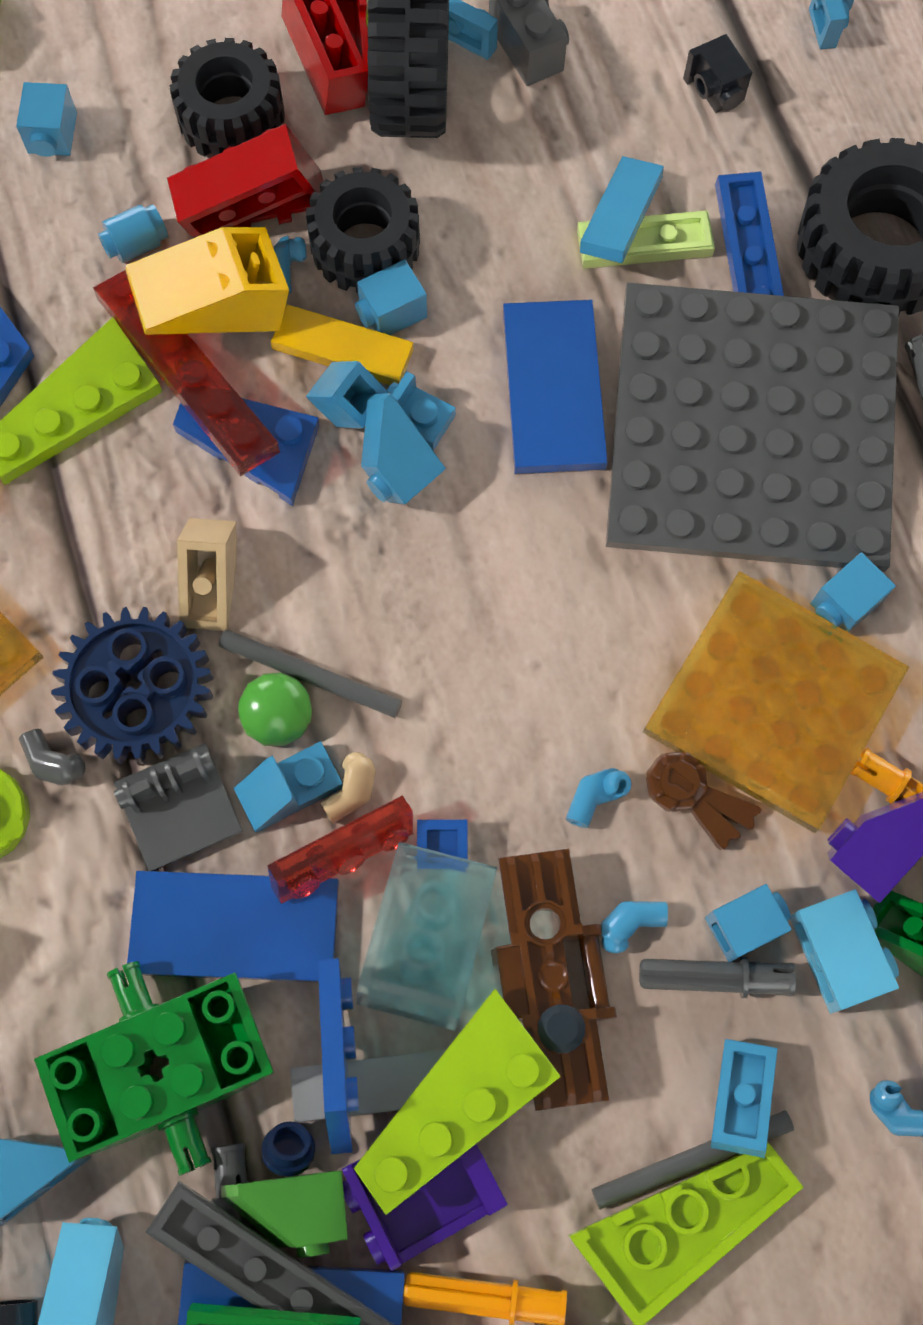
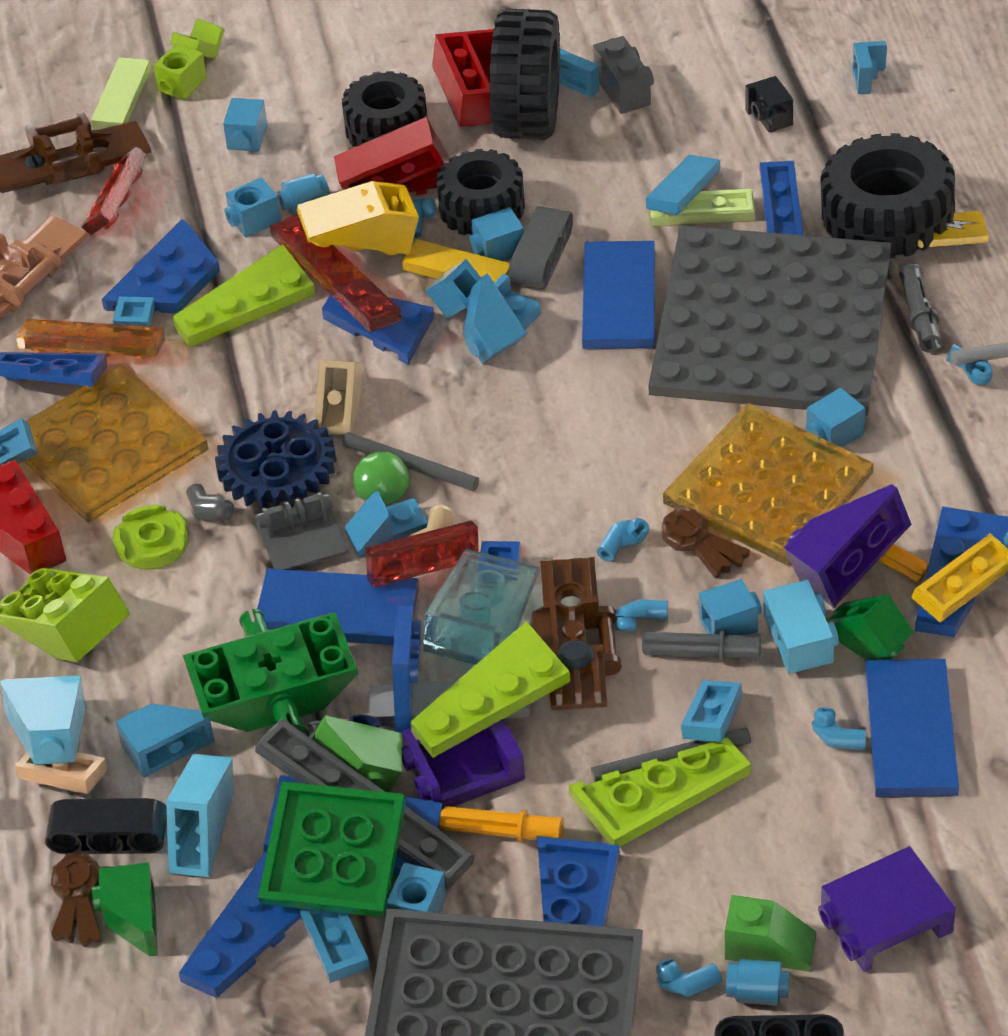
camera: 10 degrees right, 25 degrees down
(63, 242) = (252, 207): none -> dark azure brick
(448, 315) = (540, 247): none -> dark grey beam

